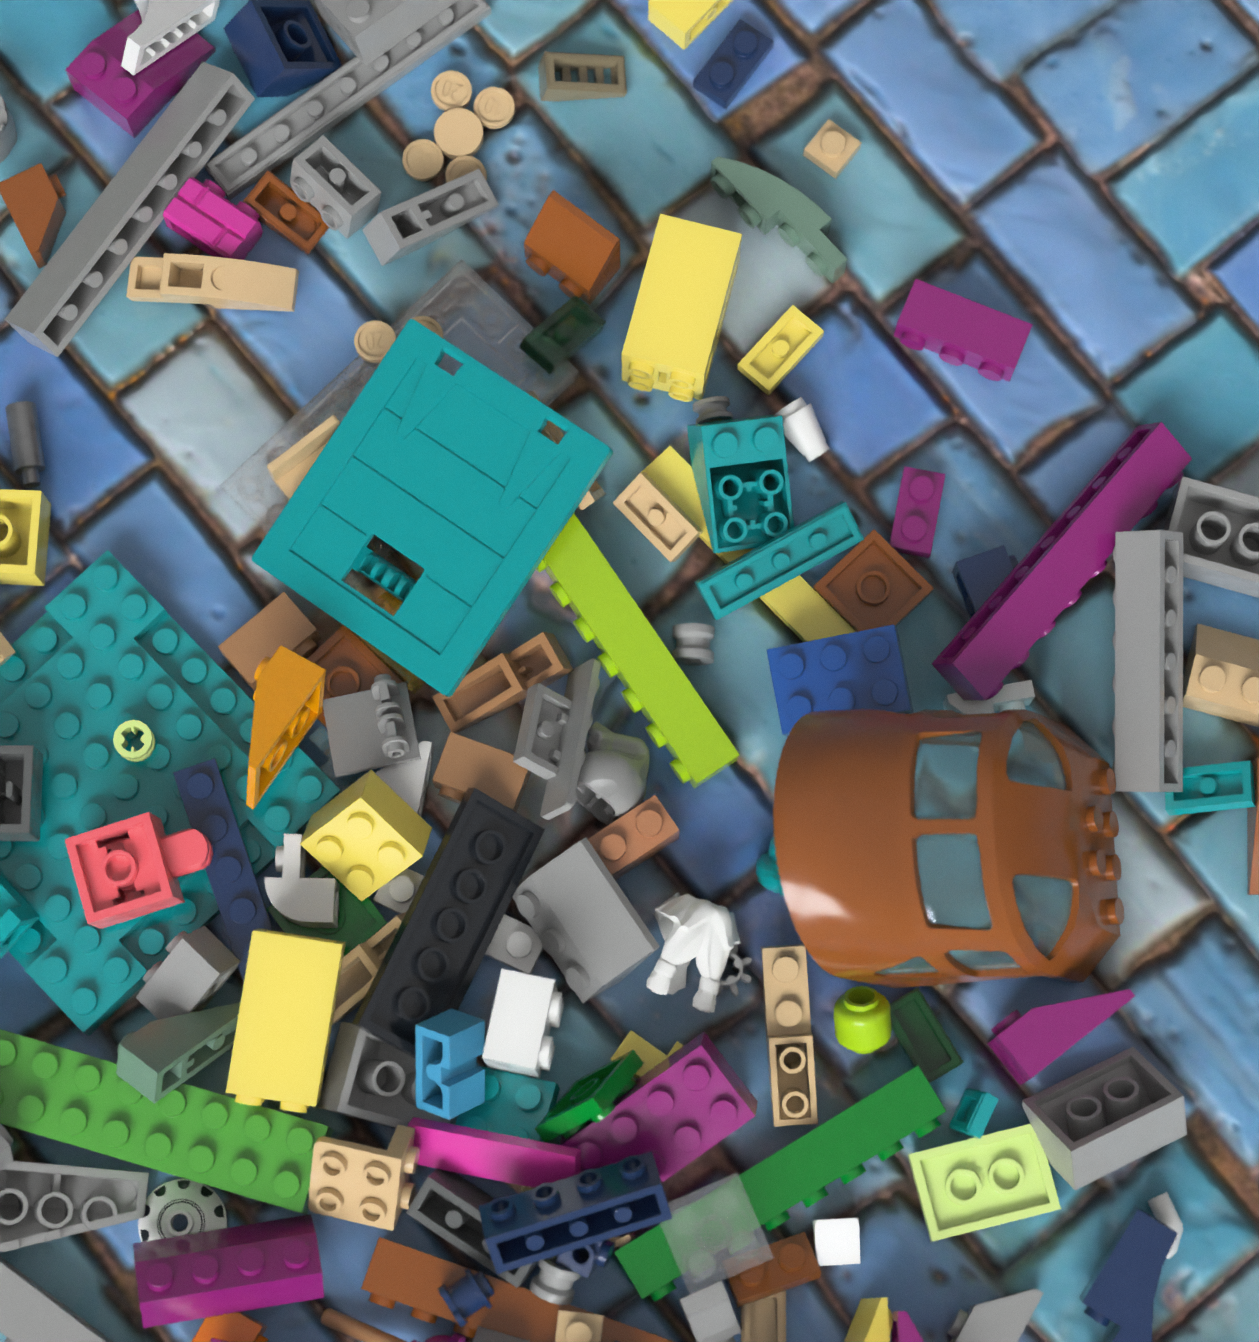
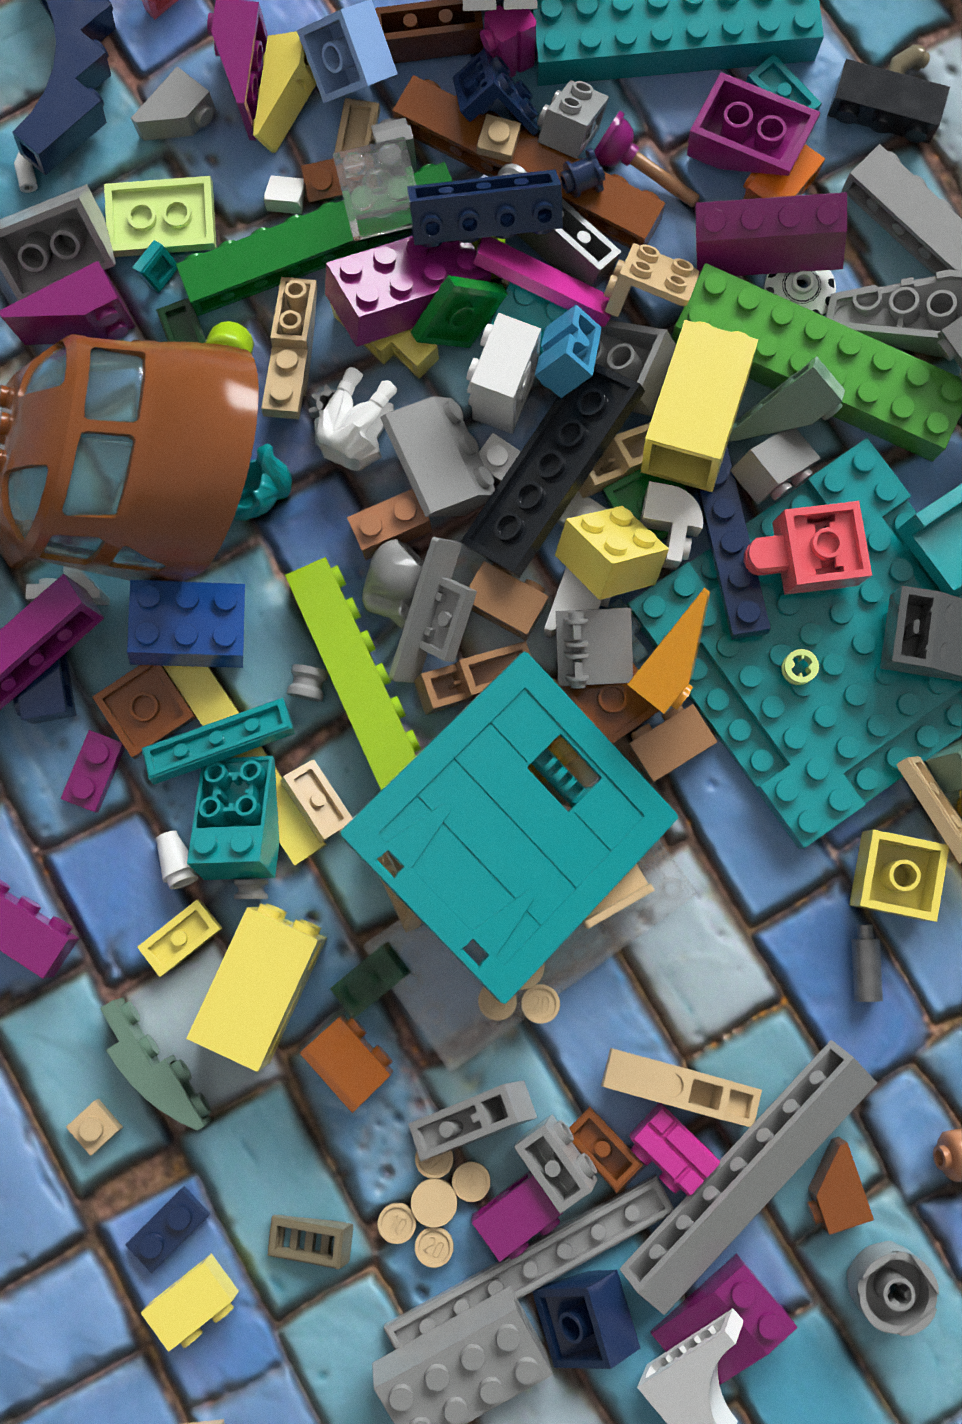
camera: 165 degrees left, 5 degrees up
(372, 129) = (516, 1217): none -> magenta brick

